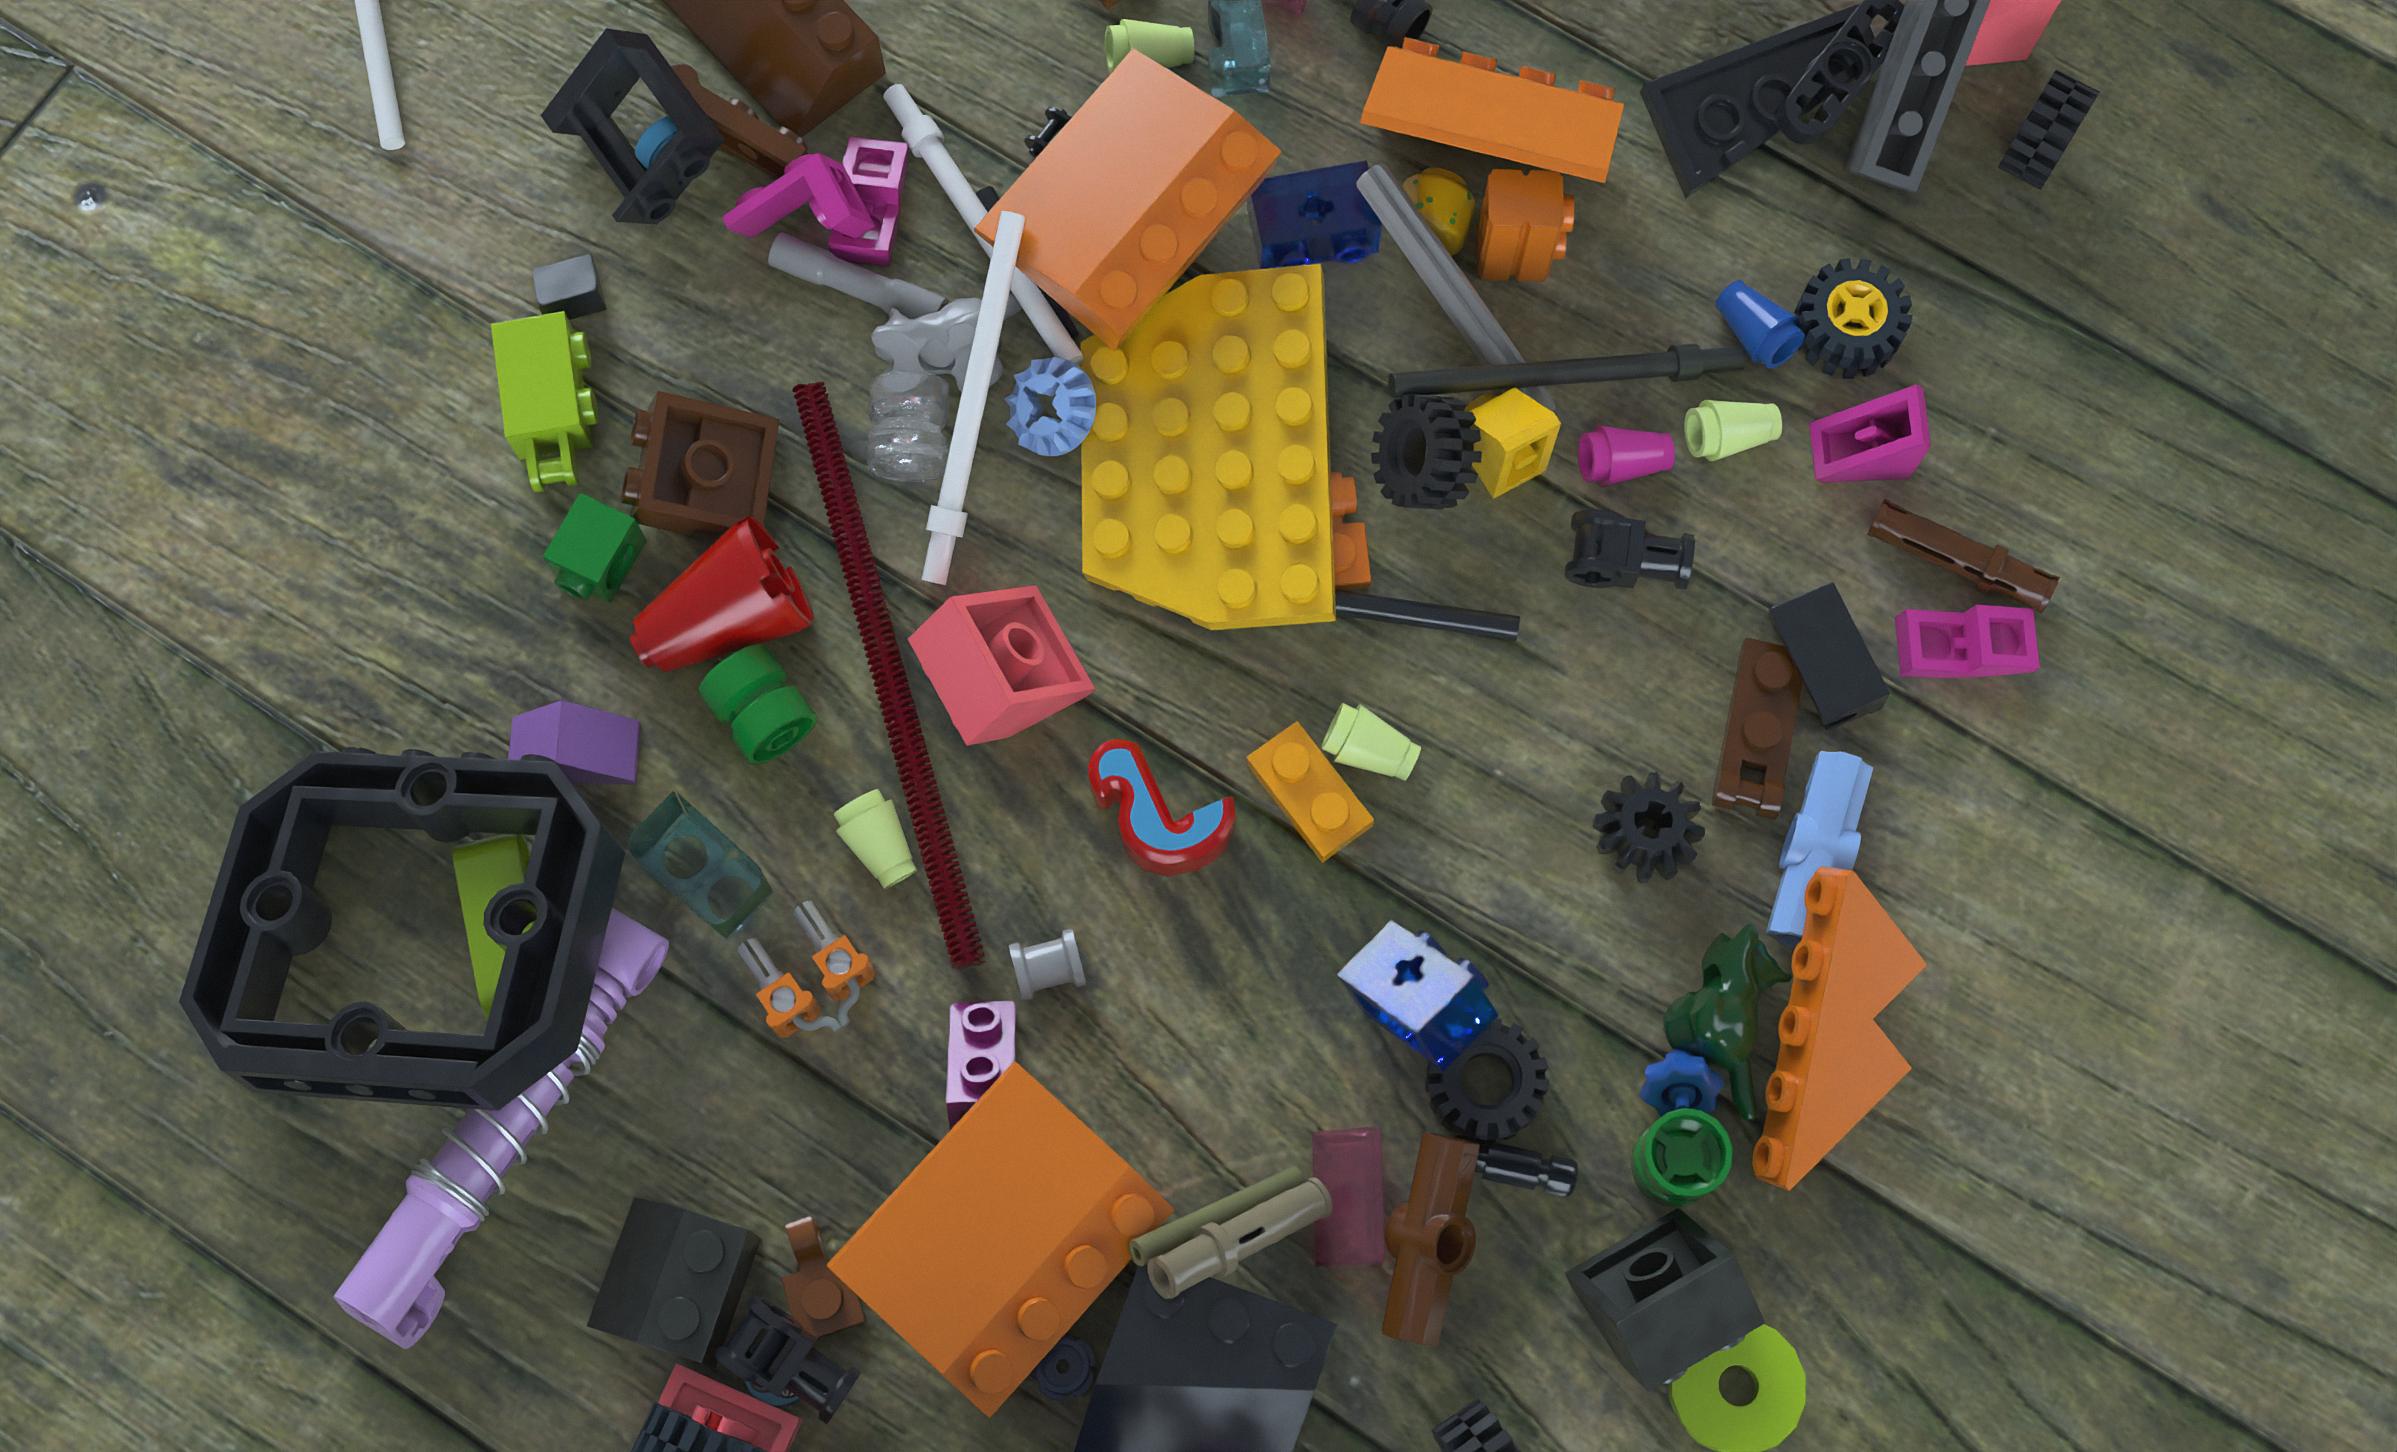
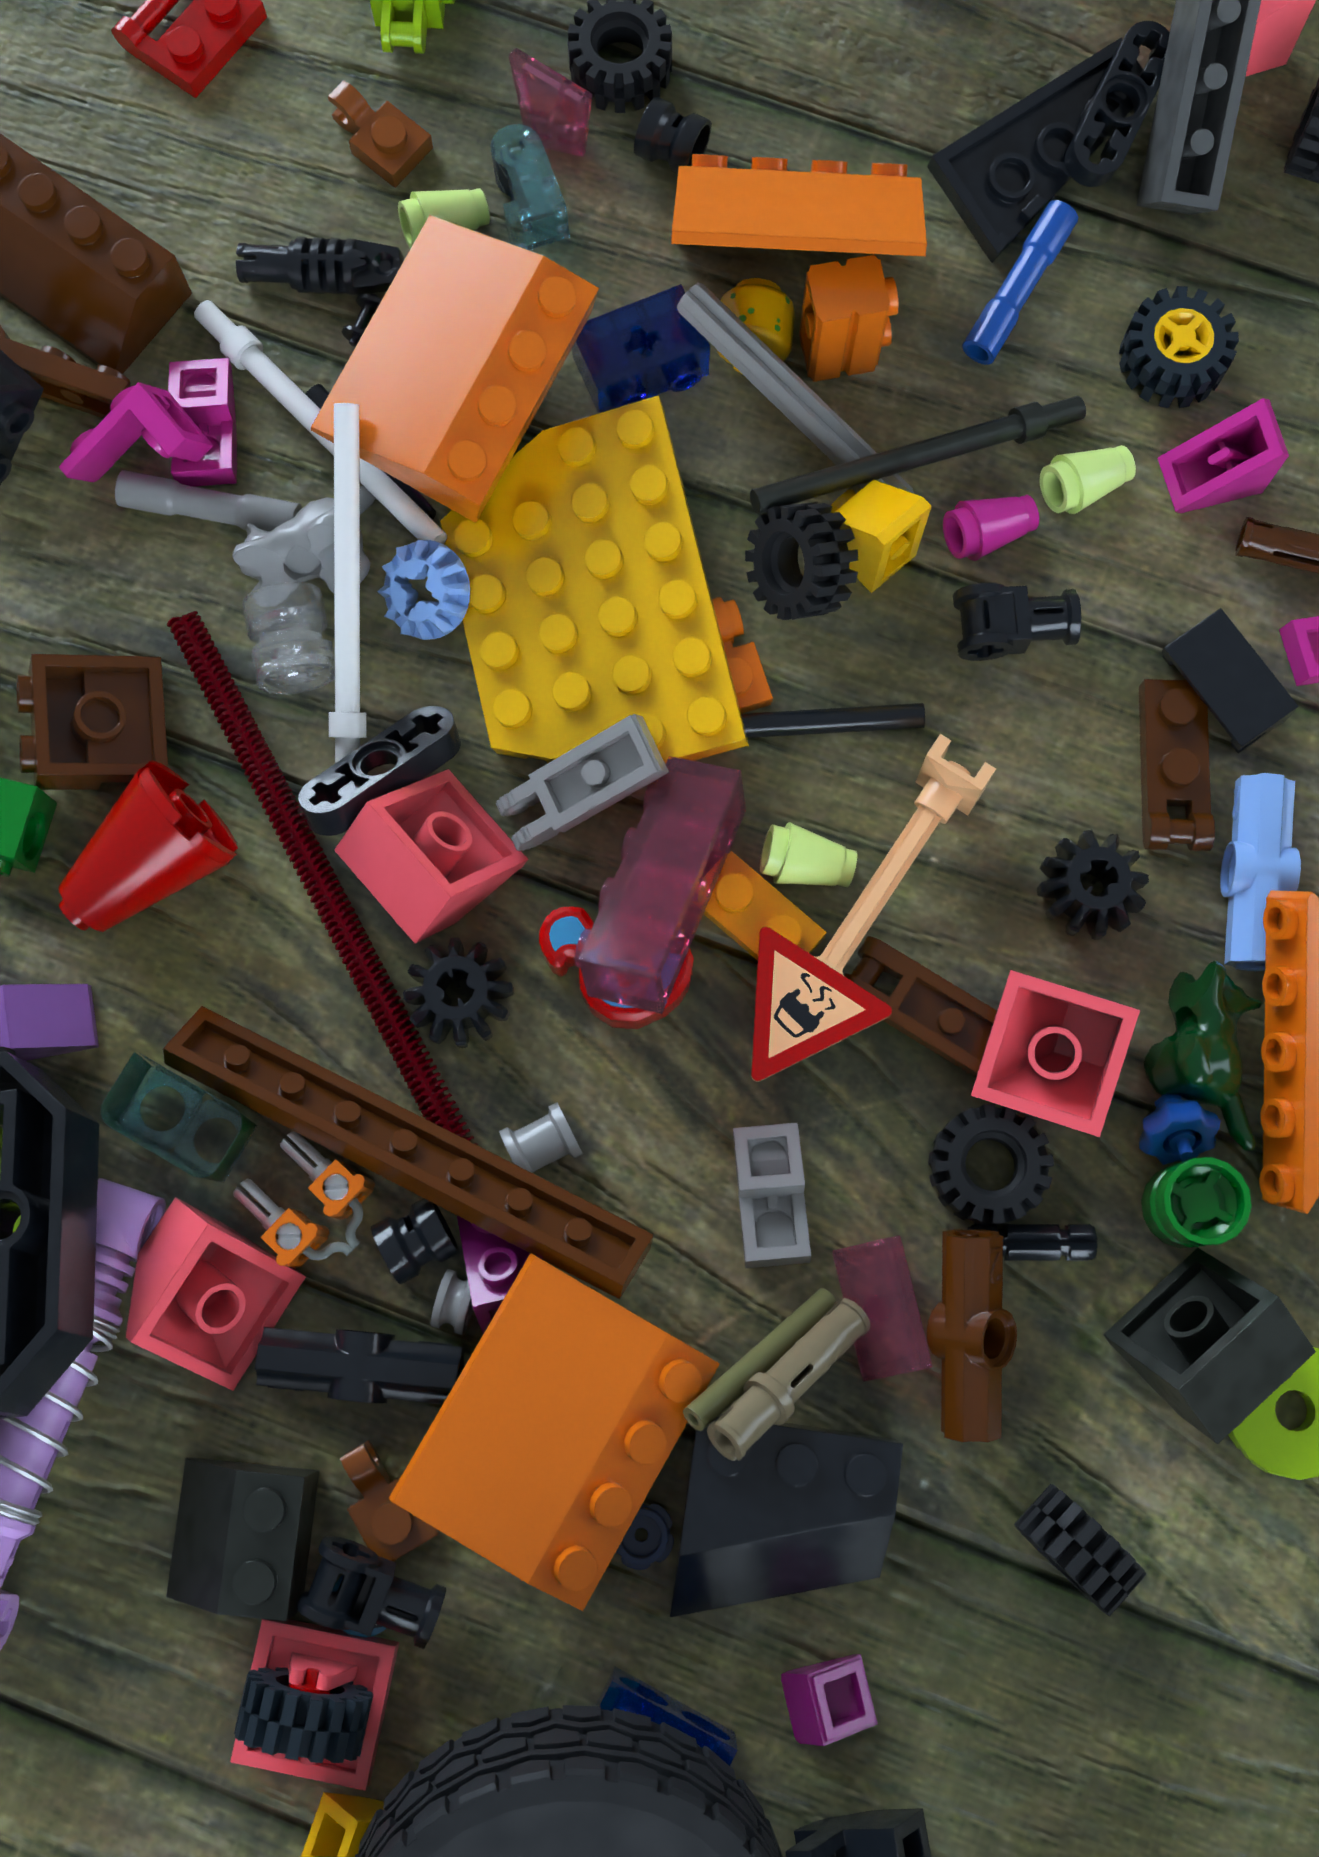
camera: 10 degrees left, 5 degrees up
(691, 1042) = (206, 1295): none -> coral slope
(762, 711) = (191, 936): green wheel -> none
(820, 1140) = (358, 1365): none -> black piece
(876, 837) = (344, 1048): yellowish green cone -> none
(903, 1032) = (414, 1240): none -> black wheel
(918, 943) = (410, 1151): none -> reddish brown plate
(927, 1101) = (452, 1303): none -> light grey bush
(998, 778) = (436, 1004): none -> black gear
(1005, 553) = (413, 744): none -> black beam
(1019, 72) = (321, 265): none -> black hinge
(1166, 622) = (585, 781): none -> light grey hinge
(1220, 735) = (661, 885): none -> clear pink brick
(1263, 1065) = (771, 1195): none -> light grey slope
(1339, 880) = (806, 999): none -> light nougat piece
(1419, 993) = (911, 1097): clear blue brick -> none
(1460, 916) = (927, 1005): none -> reddish brown plate
(1573, 979) = (1055, 1053): none -> coral slope
(1683, 249) = (1003, 310): none -> blue piece
(1761, 326) = (1092, 371): blue cone -> none

